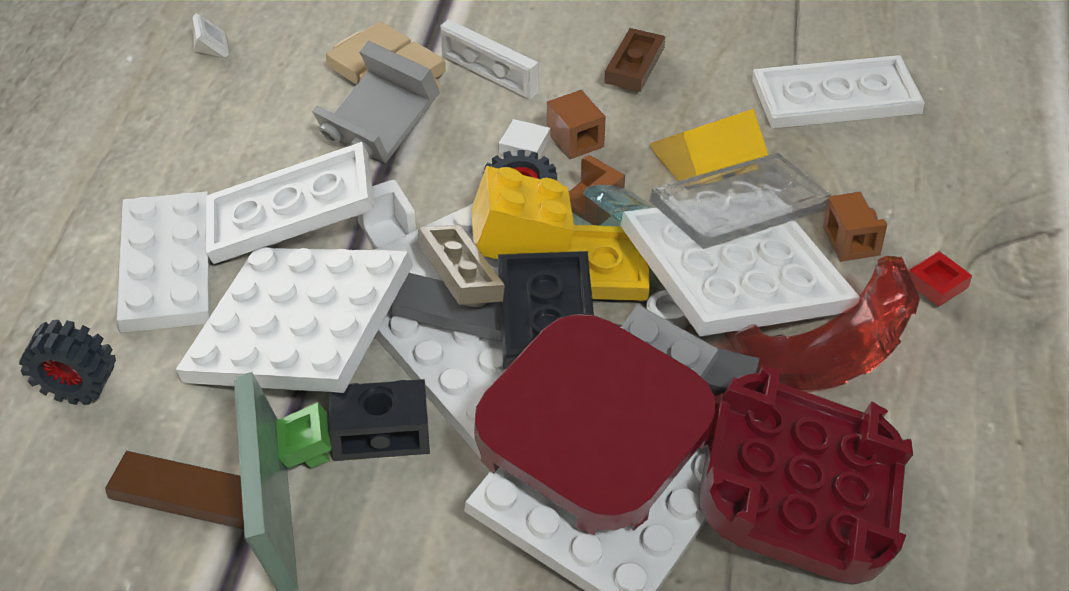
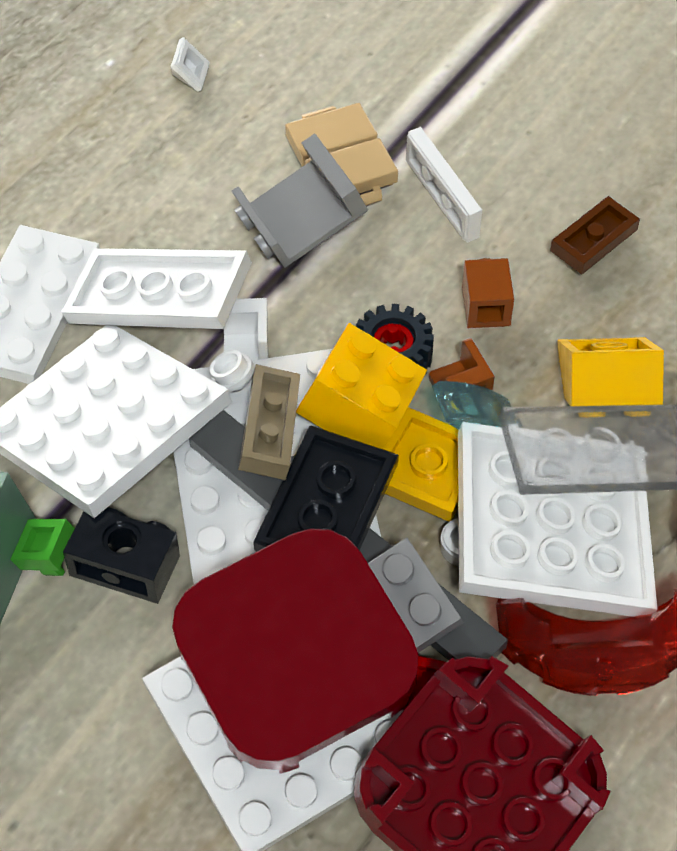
camera: 25 degrees right, 10 degrees up
(398, 237) = (232, 370): none -> white plate
(525, 137) = (430, 292): white tile -> none

